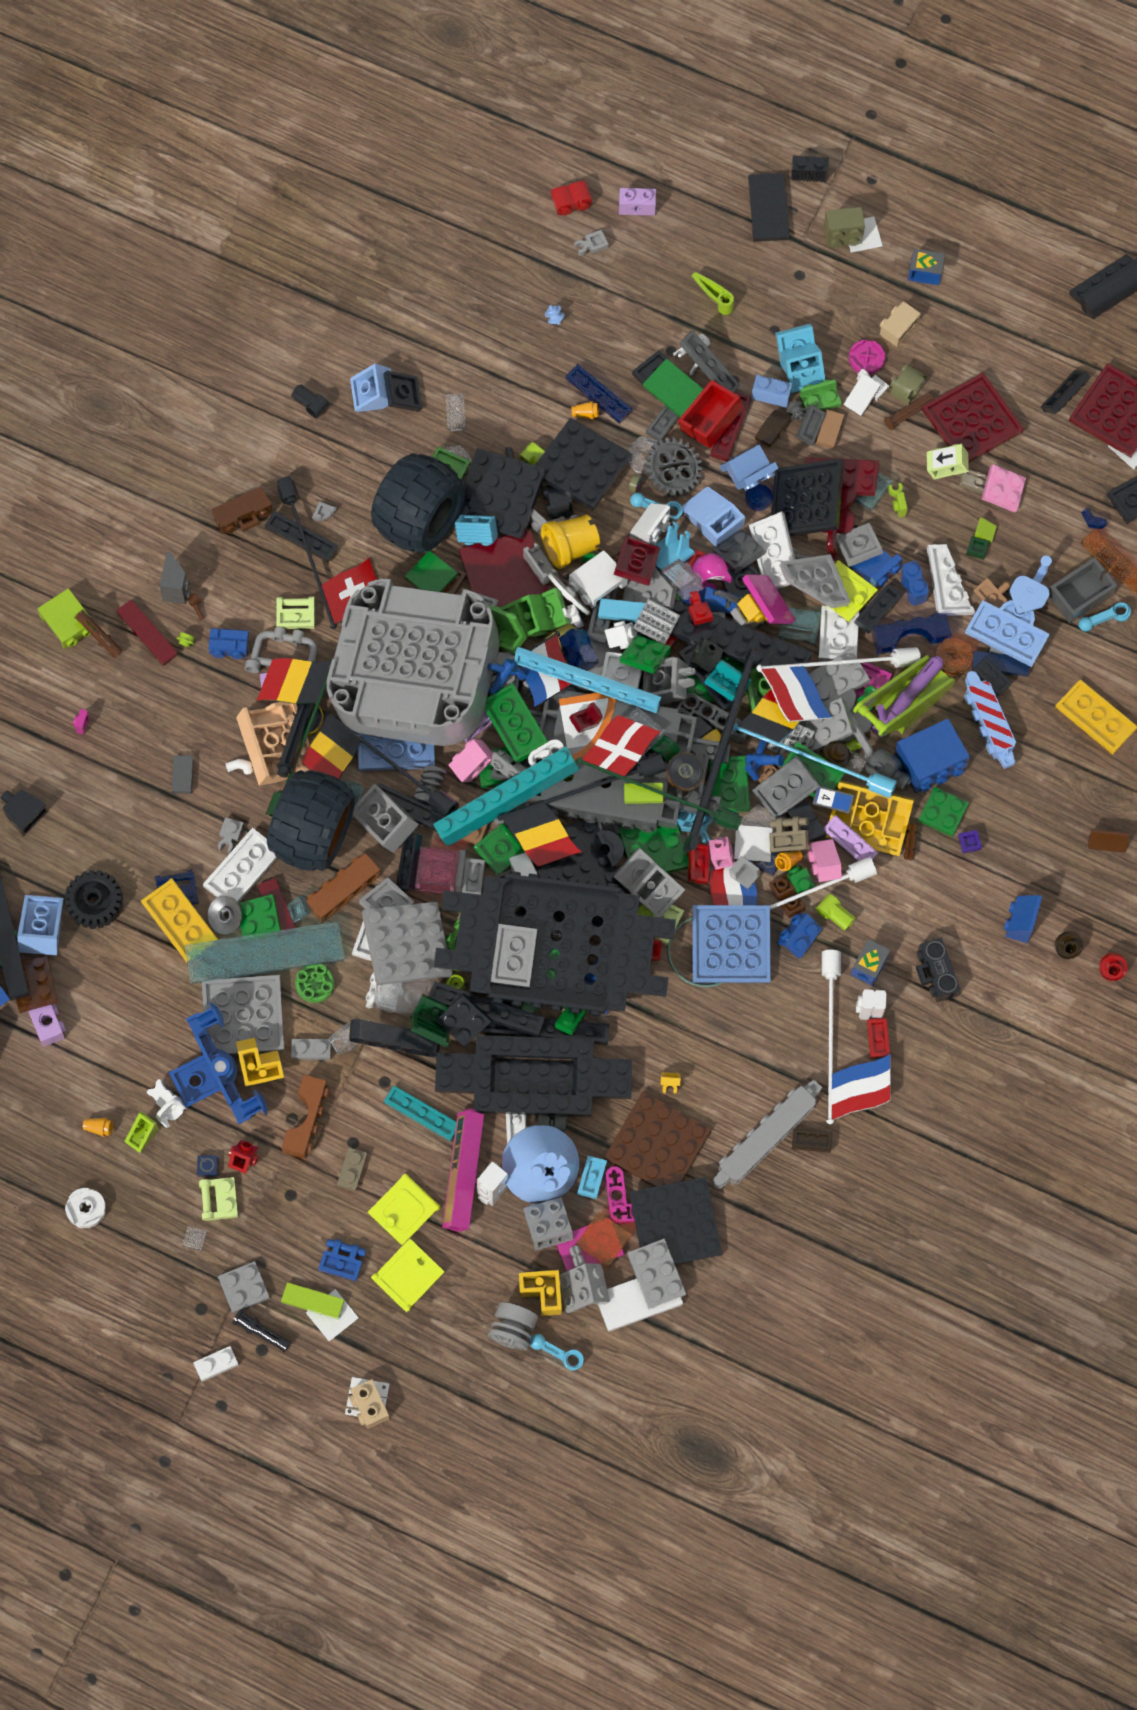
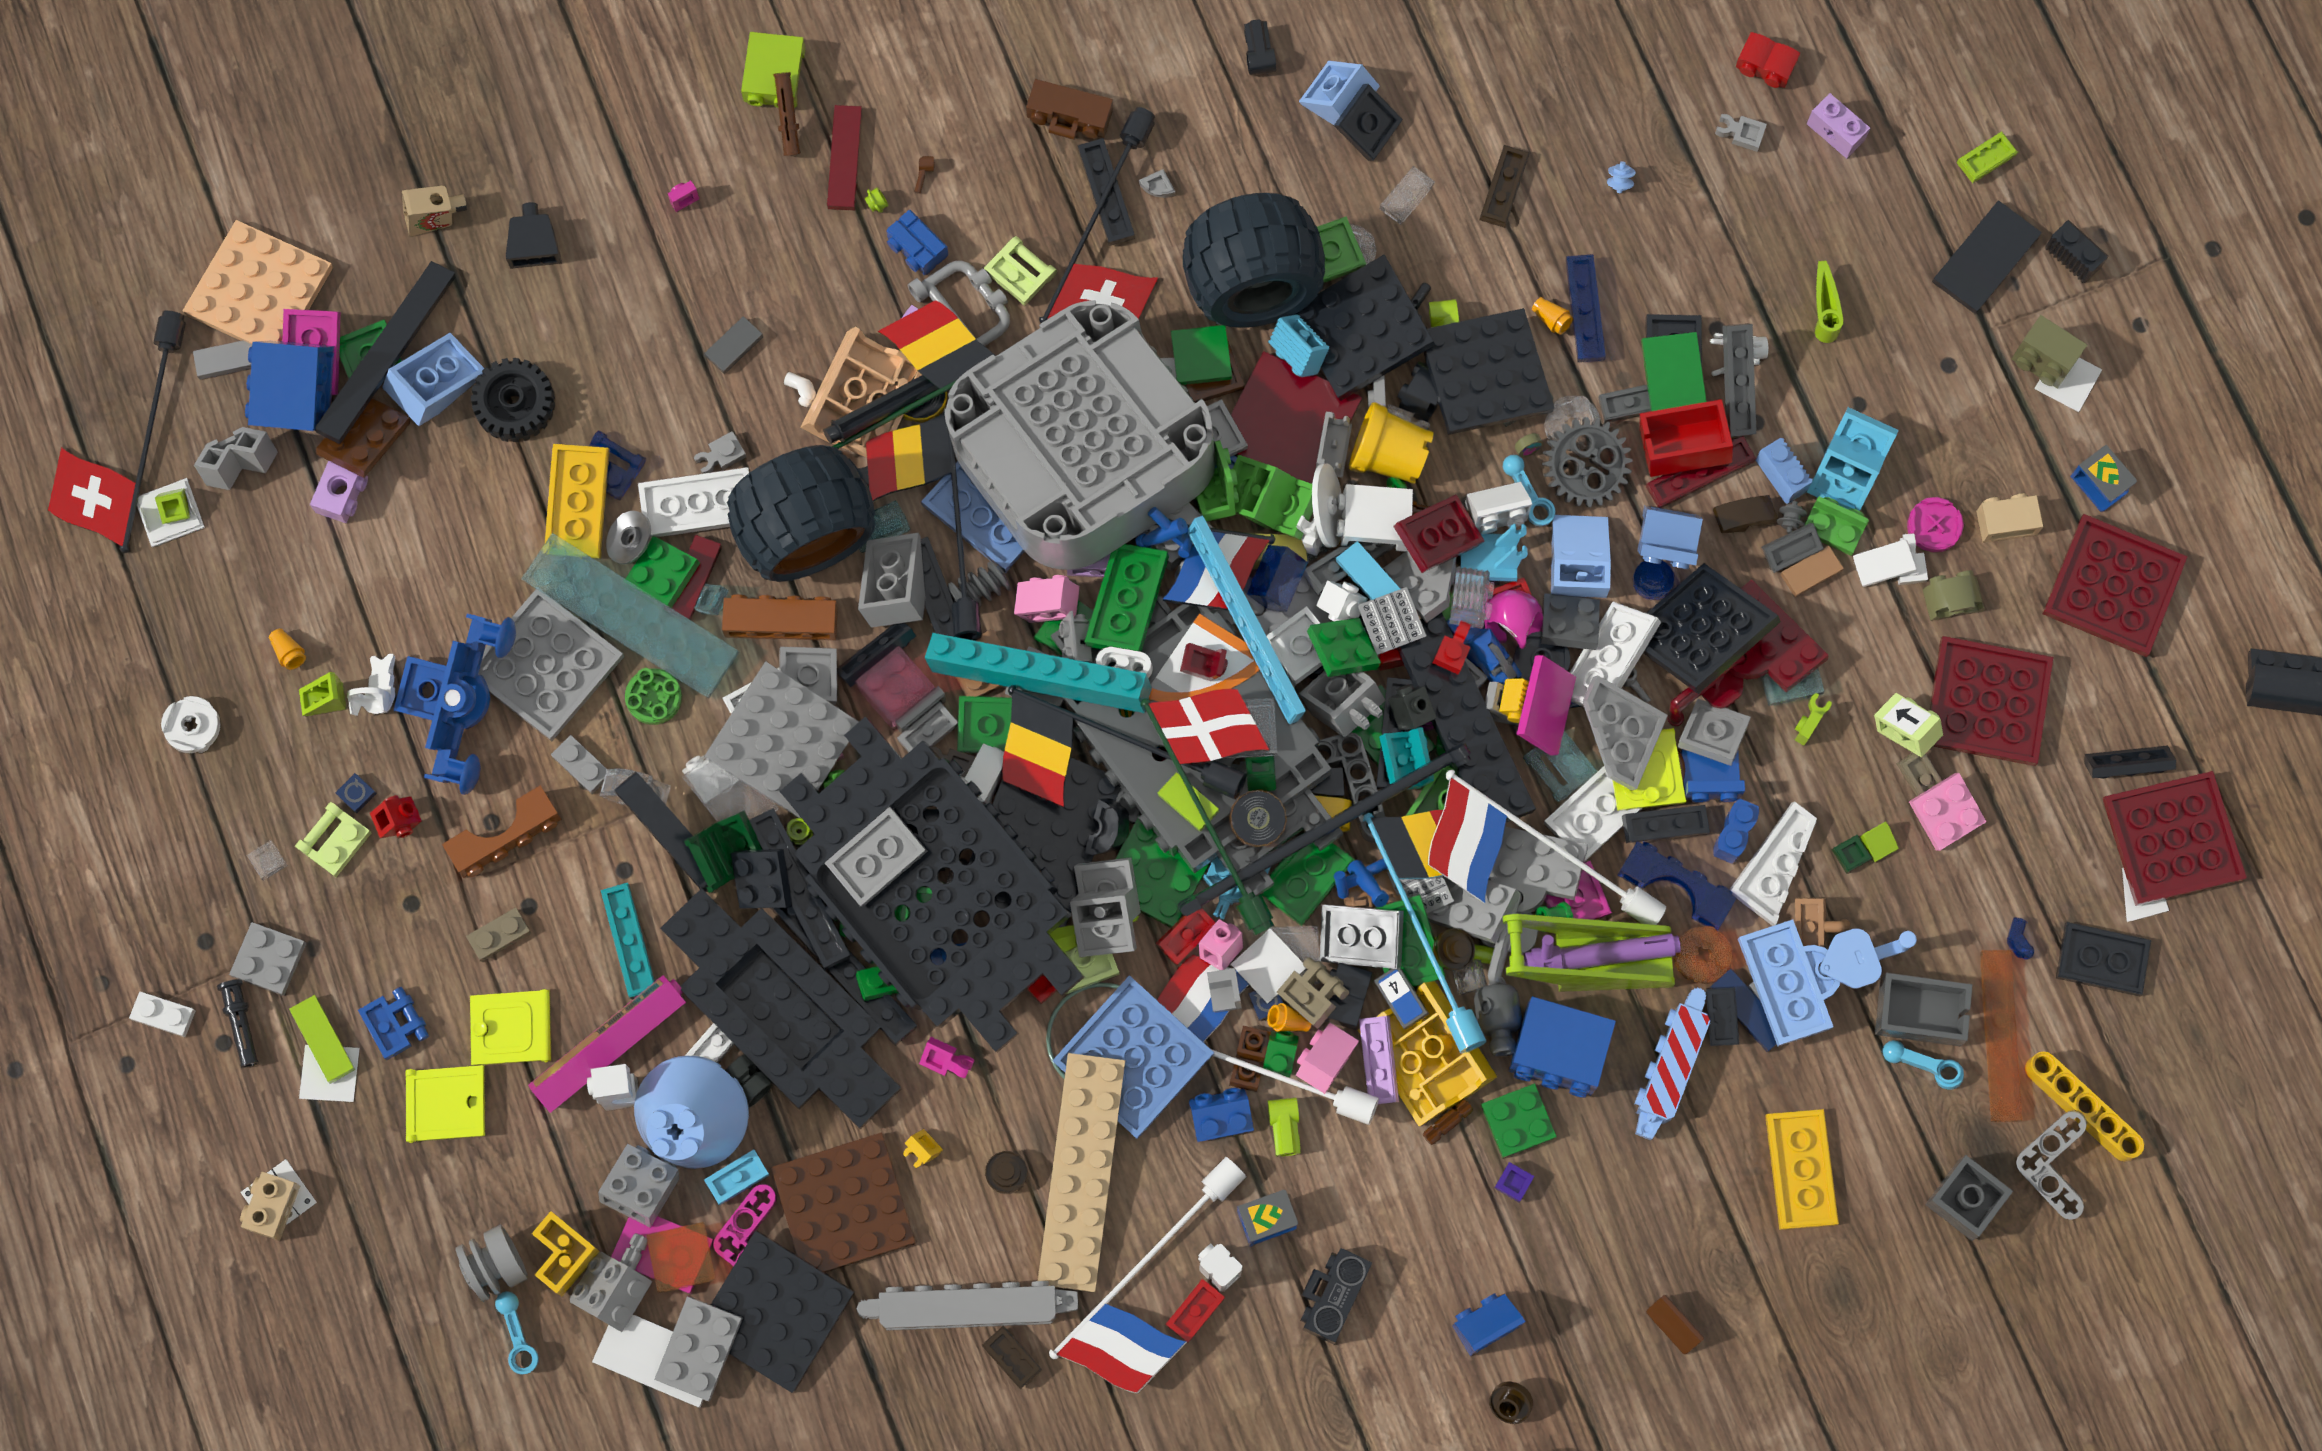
camera: 45 degrees right, 5 degrees up
(174, 583) = (919, 123): dark grey slope -> none
(256, 1066) = (501, 732): yellow brick -> none
(499, 367) = (1504, 186): none -> dark brown tile
(636, 1028) = (941, 1058): none -> dark pink plate
(722, 1055) = (1006, 1172): none -> dark brown plate
(723, 158) = (1987, 157): none -> lime plate
(759, 1021) = (1081, 1172): none -> tan plate
(908, 411) = (1922, 627): reddish brown axle -> none
(978, 314) = (2115, 585): none -> dark red plate

